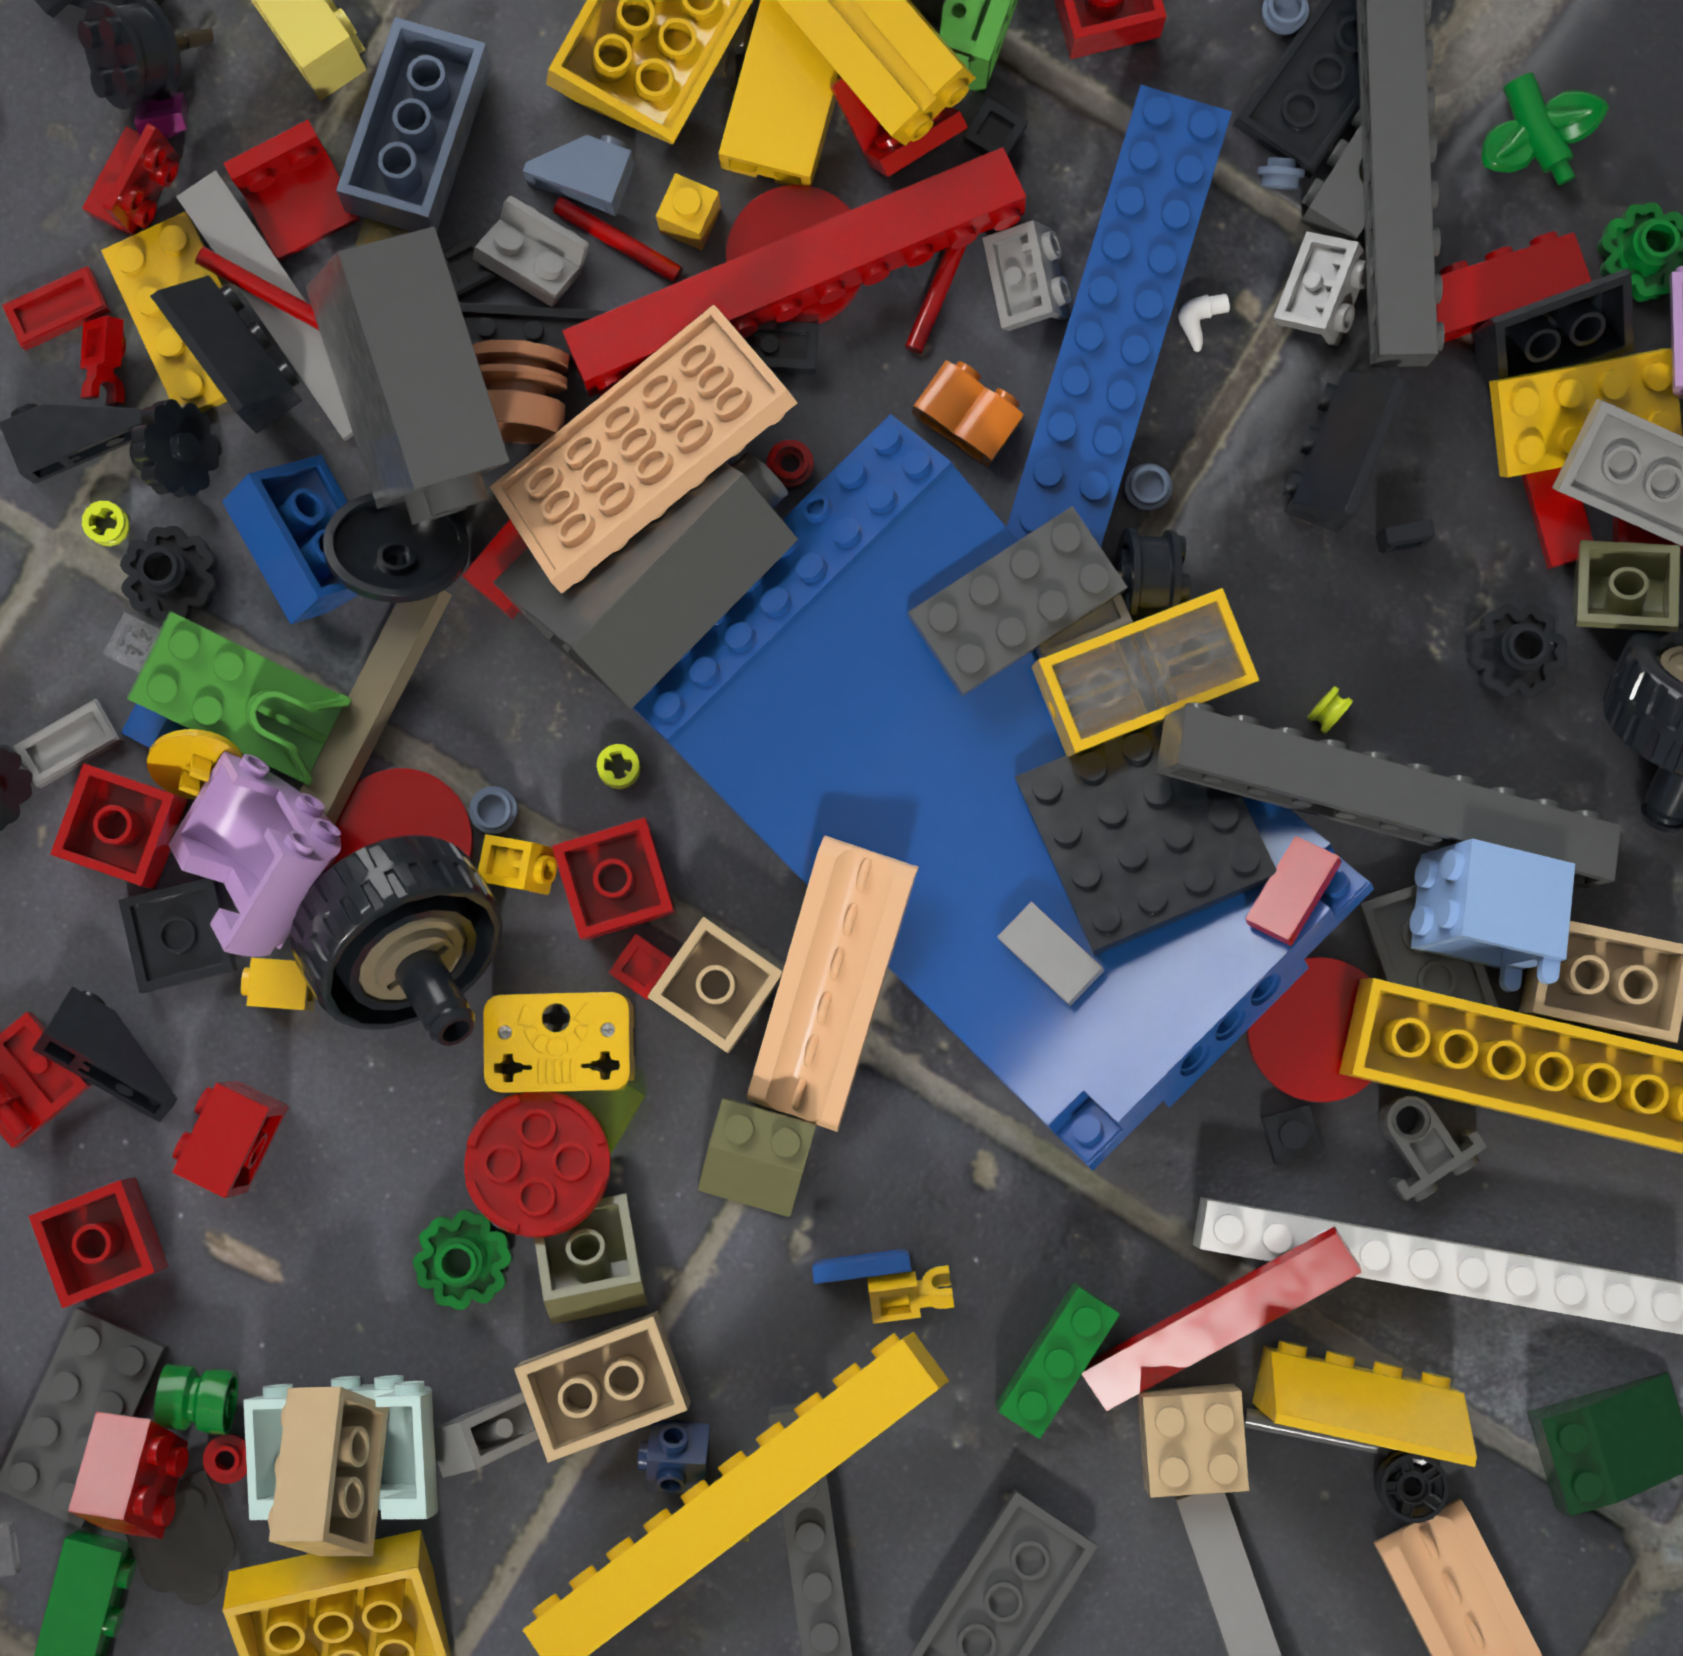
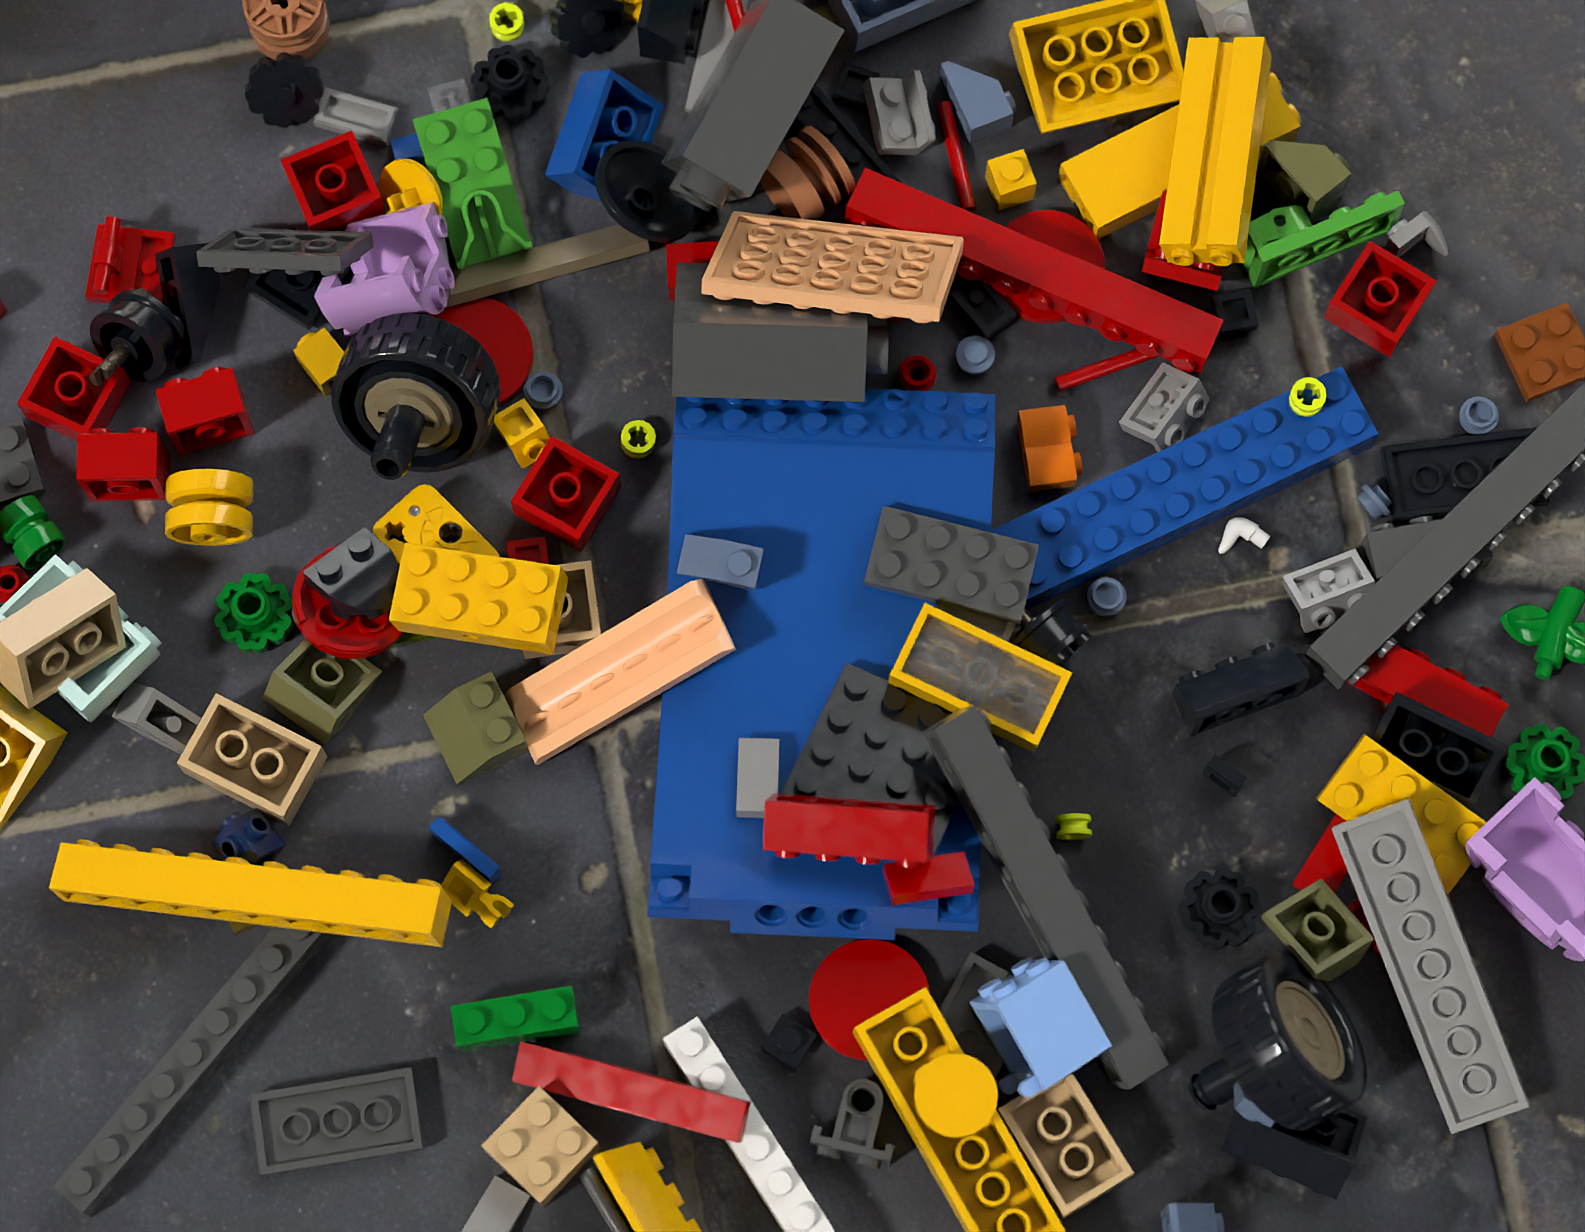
camera: 45 degrees right, 10 degrees down
(98, 1141) = (135, 335): none -> black wheel
(145, 930) = (285, 249): none -> dark grey plate
(213, 1259) = (122, 465): none -> red brick
(323, 1212) = (209, 507): none -> yellow wheel
(522, 1141) = (356, 576): none -> black slope
(649, 1053) = (479, 598): none -> yellow brick
(820, 395) = (975, 355): none -> sand blue plate
(823, 805) = (720, 561): none -> sand blue slope
(1146, 124) = (1317, 404): none -> neon yellow bush
(1188, 921) = (849, 829): none -> red brick
(1500, 1043) = (955, 1095): none -> yellow piece

